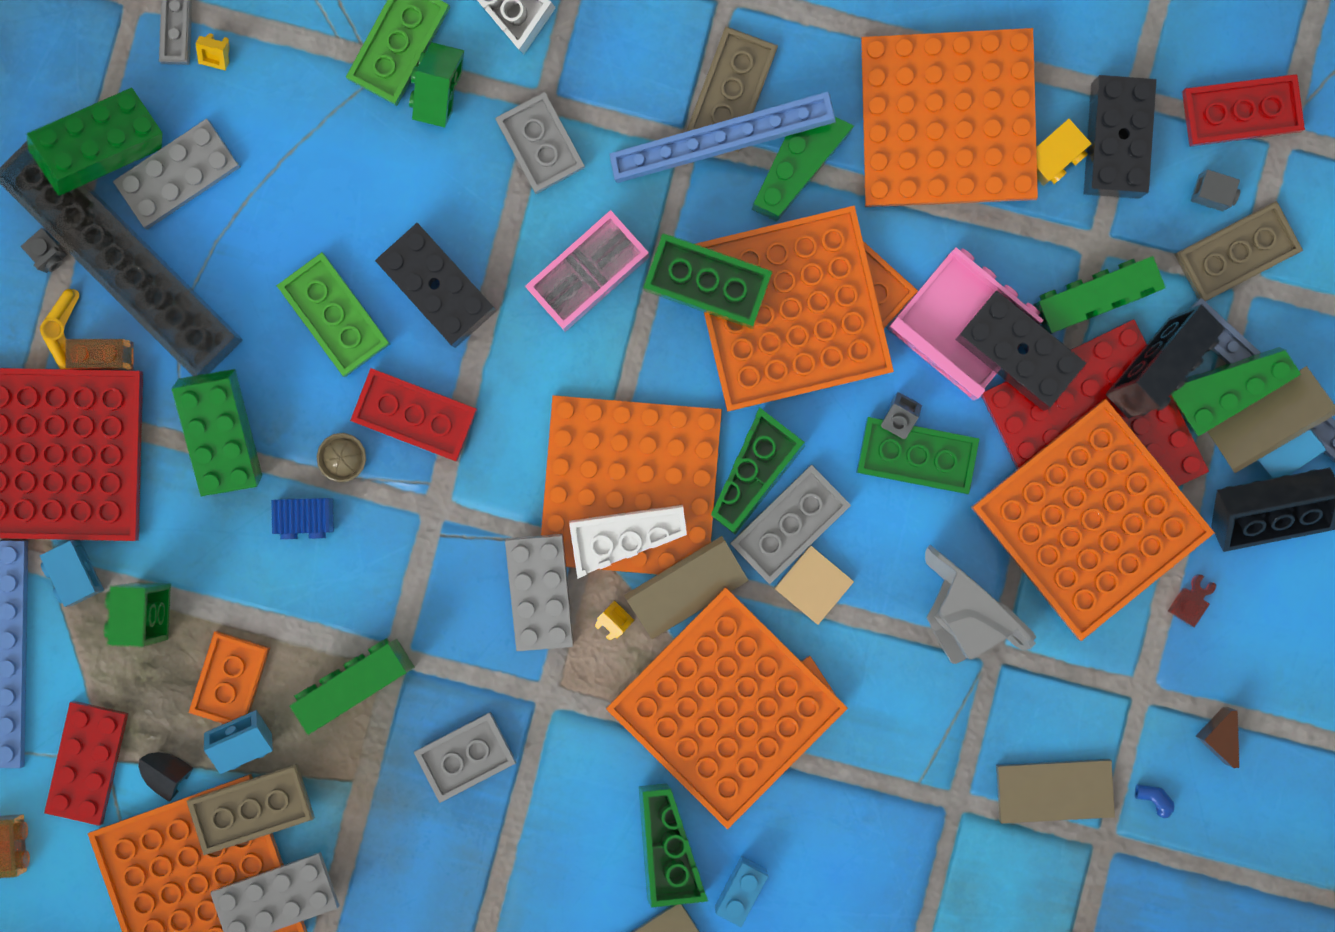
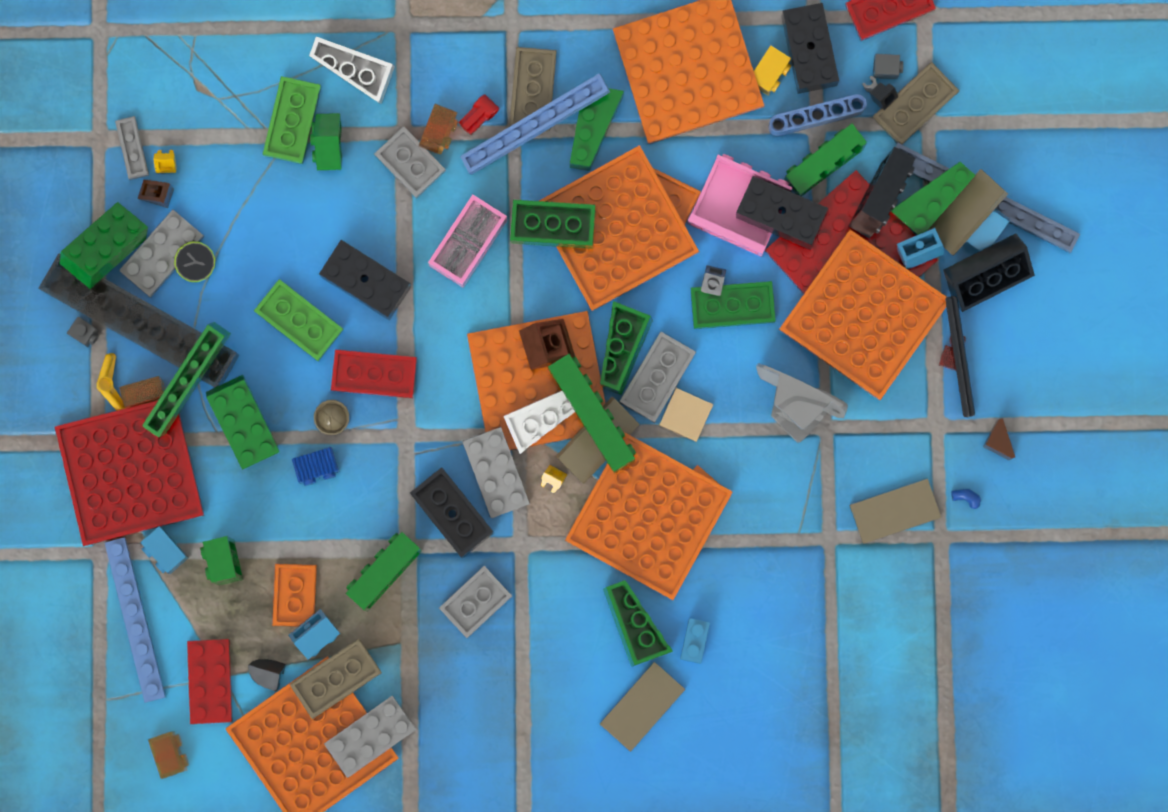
camera: 15 degrees left, 5 degrees down
(153, 355) = (186, 379): none -> green brick
(191, 91) = (156, 192): none -> reddish brown slope
(215, 197) = (194, 261): none -> black tile
(471, 659) = (438, 497): none -> black brick
(589, 108) = (438, 129): none -> clear orange brick
(654, 440) = (546, 343): none -> copper slope
(656, 100) = (482, 111): none -> red piece
(688, 554) = (591, 413): none -> green brick
(1116, 226) = (824, 108): none -> medium blue beam
(1194, 452) = (920, 249): none -> dark azure brick
(1197, 225) = (881, 94): none -> black piece
(1204, 610) = (960, 356): none -> black axle

